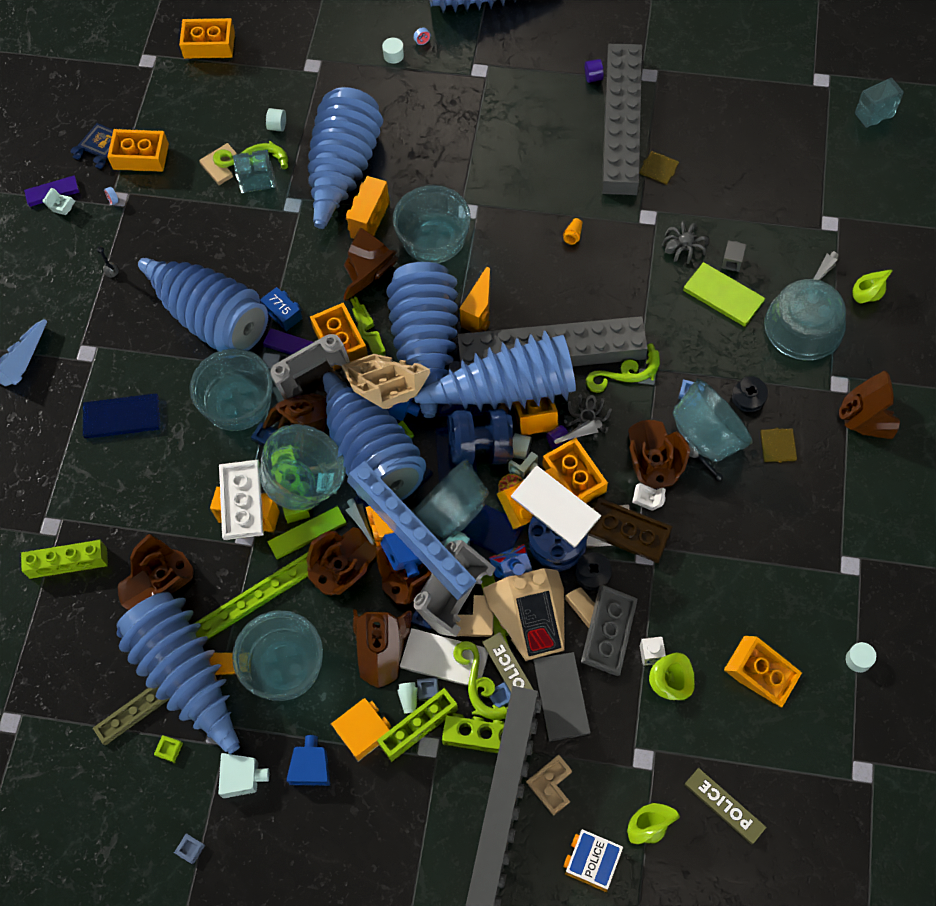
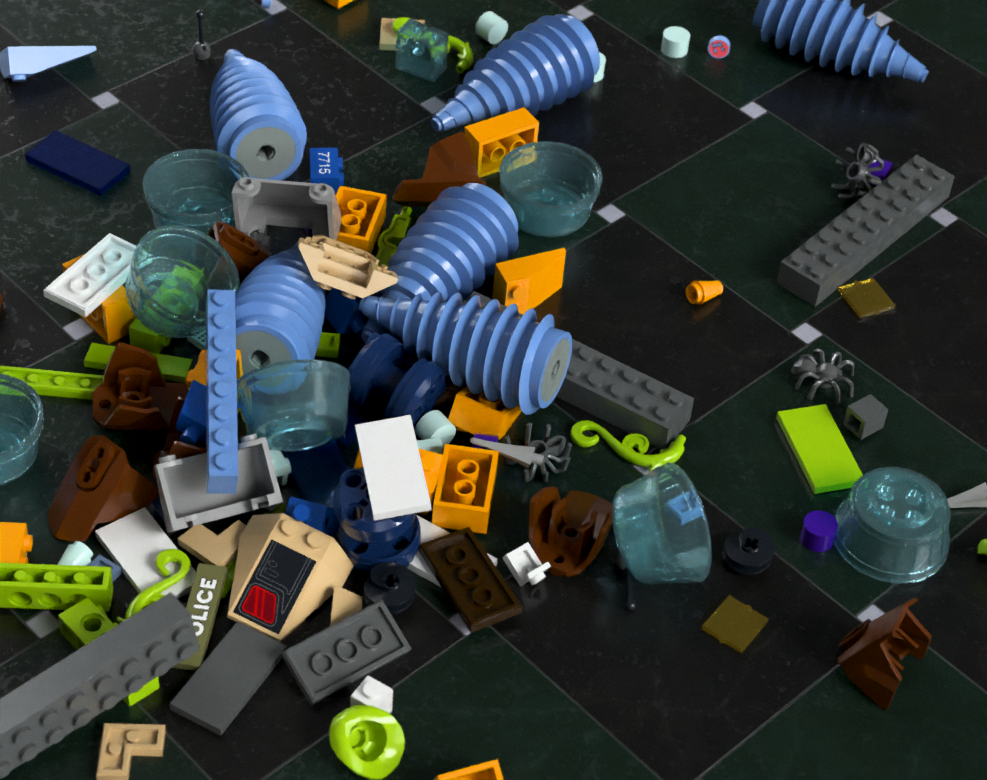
camera: 30 degrees right, 20 degrees down
(587, 79) = (858, 172): none -> dark grey animal
(771, 351) = (818, 531): none -> dark purple piece

